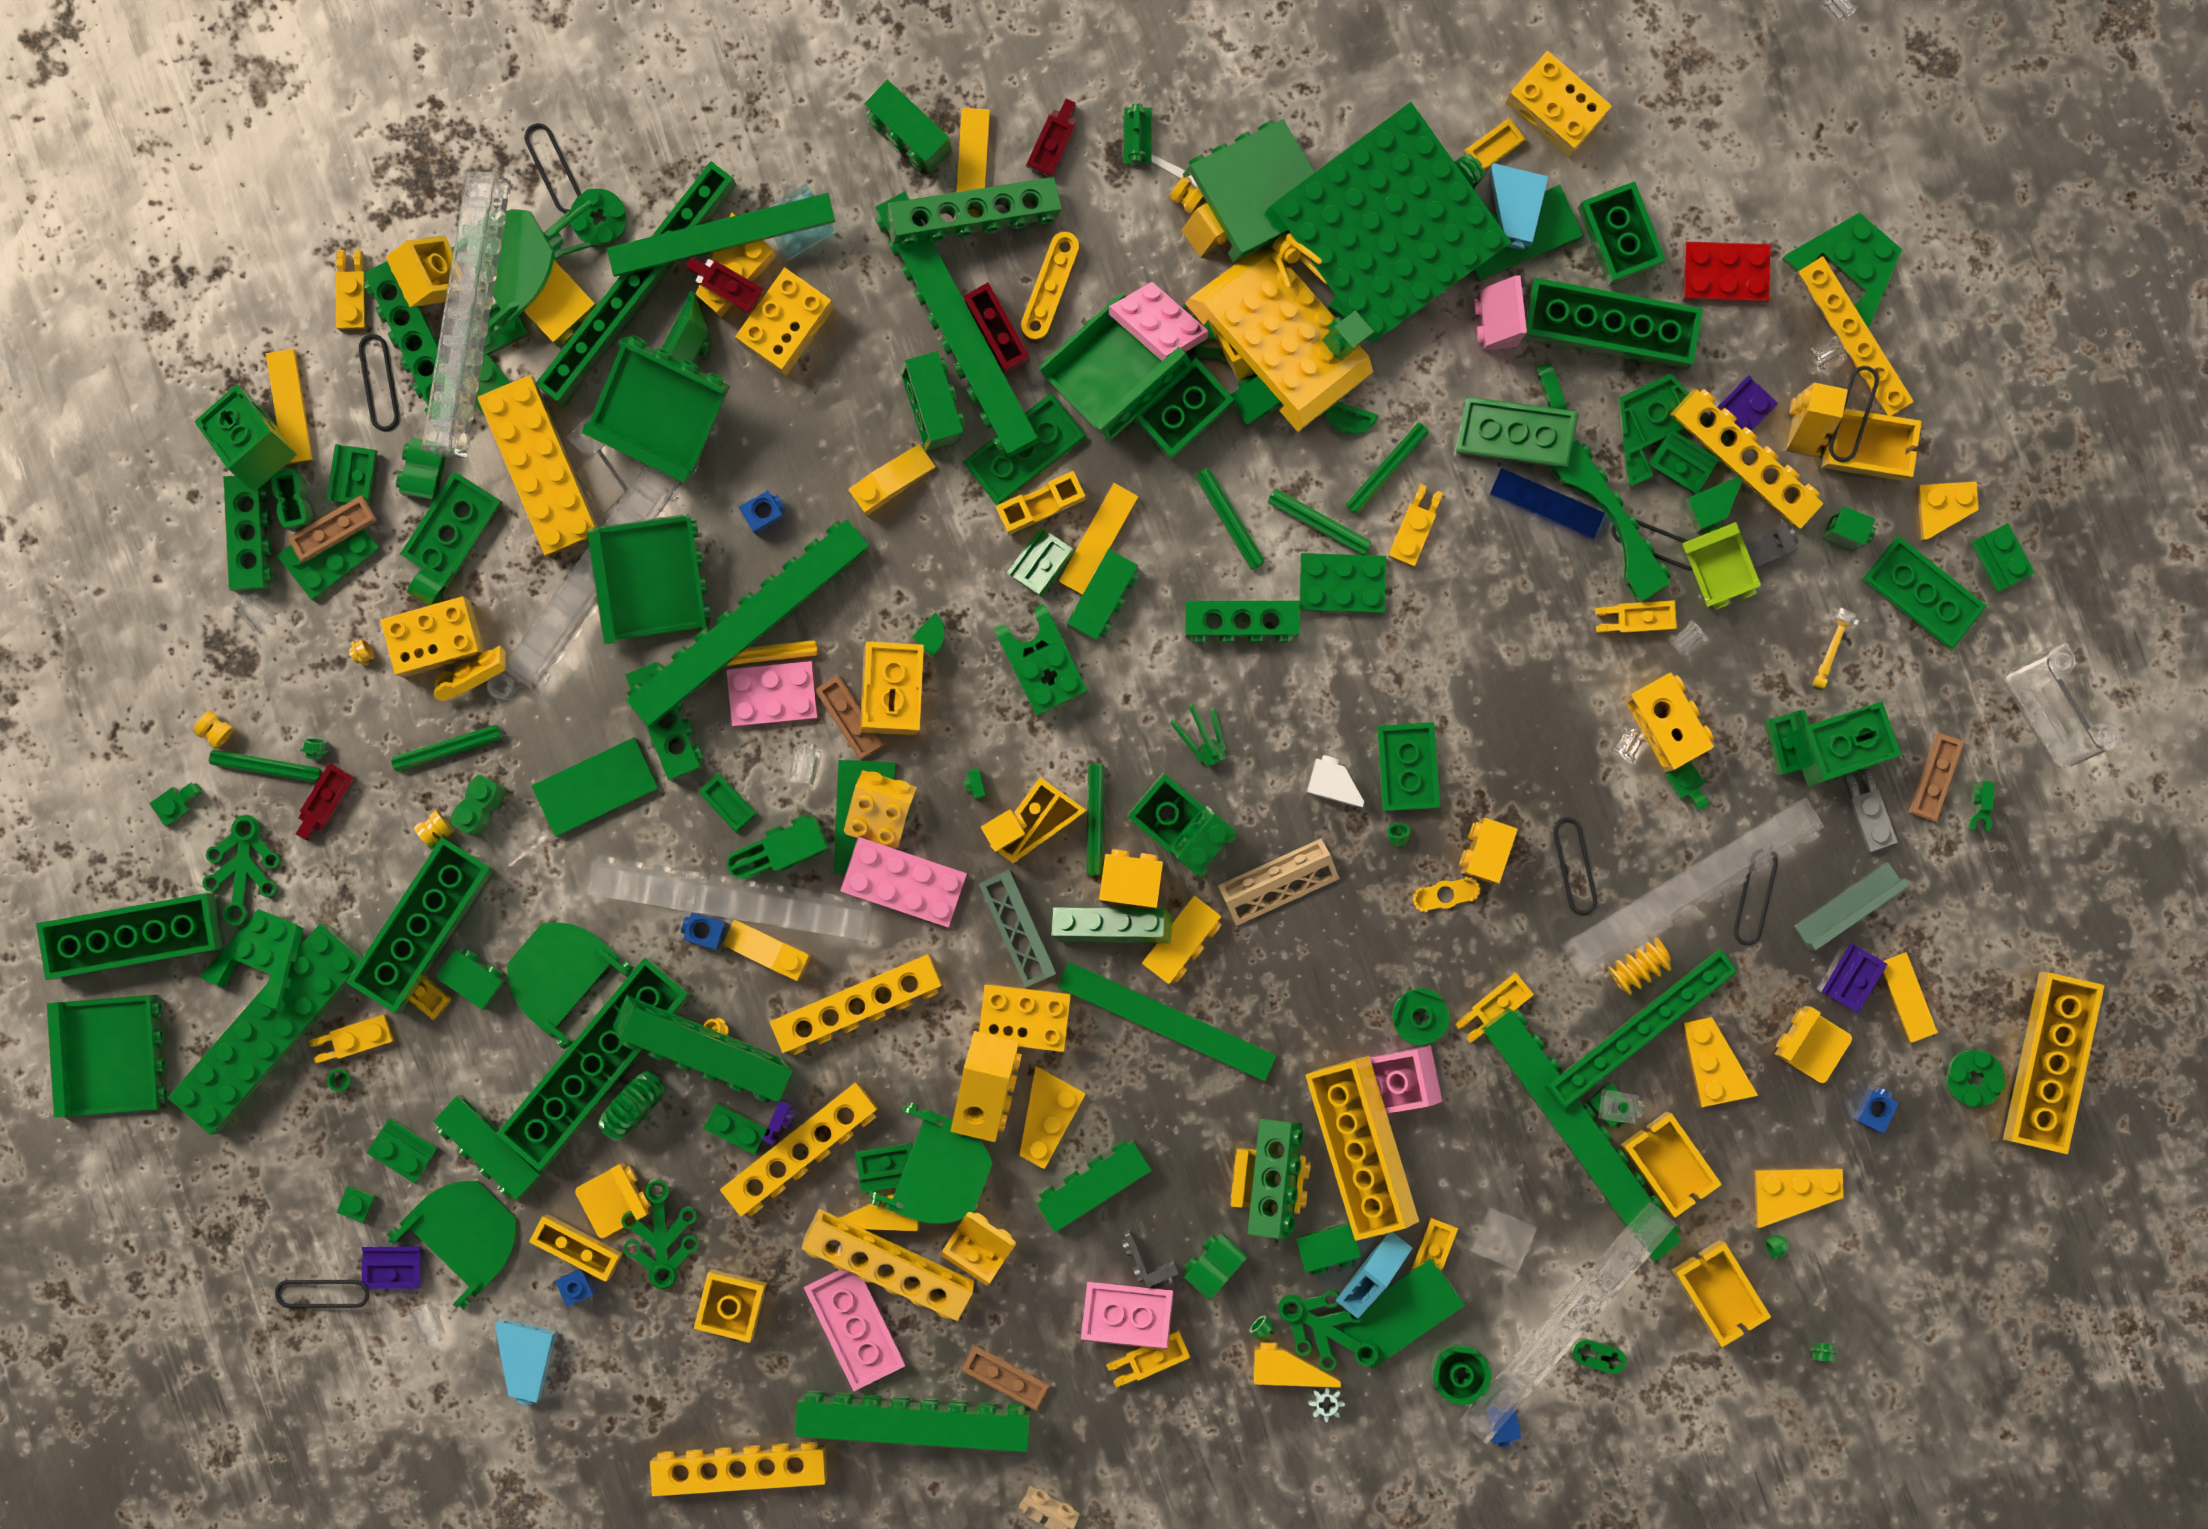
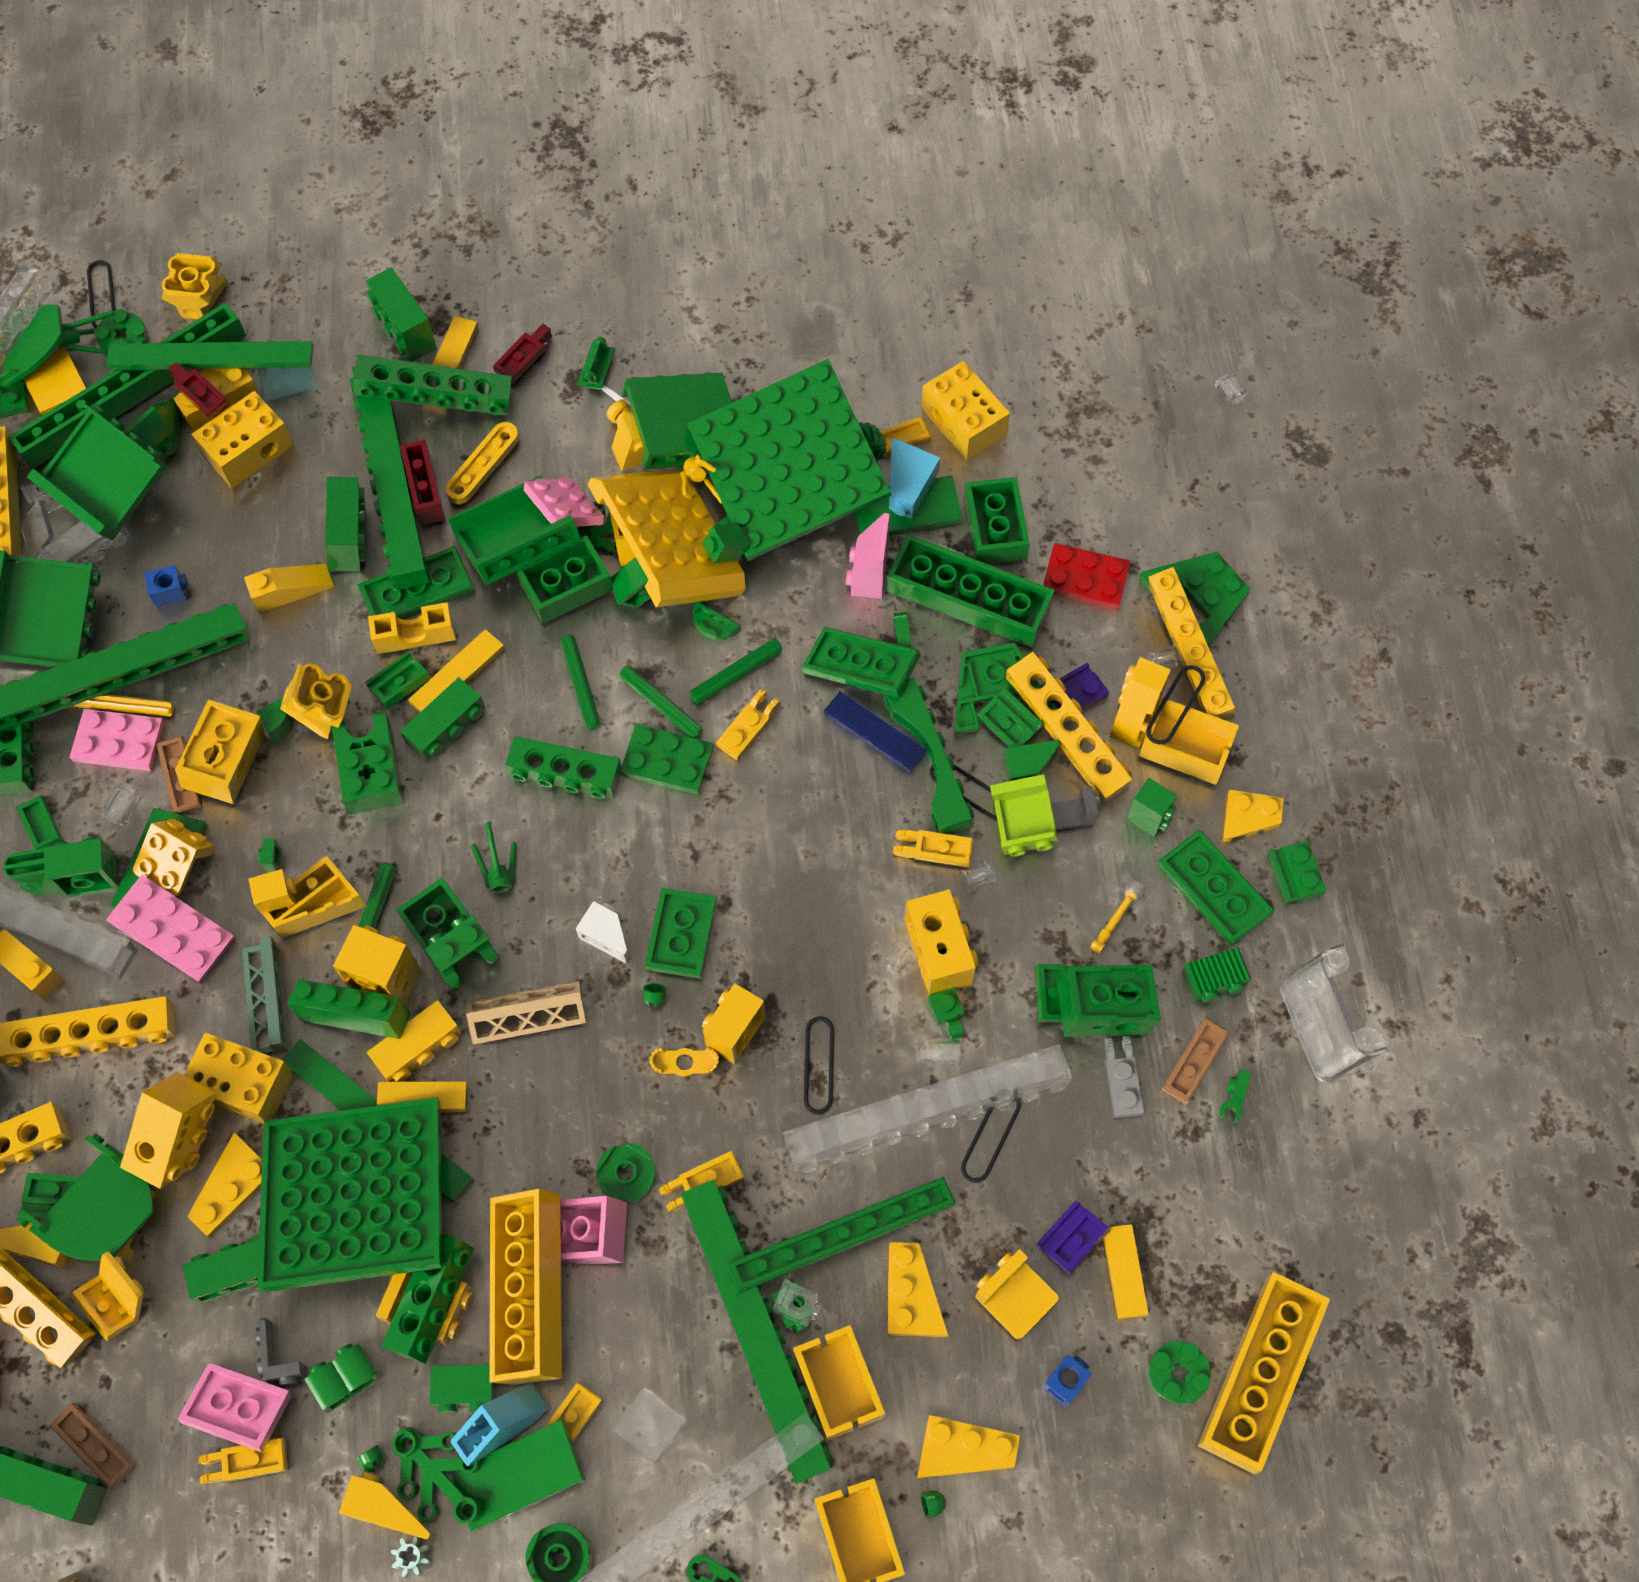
camera: 10 degrees right, 20 degrees down
(660, 140) = (193, 284): none -> yellow piece
(973, 610) = (316, 698): none -> yellow piece
(1174, 1102) = (350, 1195): none -> green plate
(1204, 990) = (451, 1094): none -> yellow tile
(1641, 966) = (858, 1173): yellow piece -> none
(1691, 829) = (940, 1052): none -> clear brick
(1850, 906) = (1083, 1165): sand green fence -> none
(1942, 688) = (1216, 975): none -> green brick

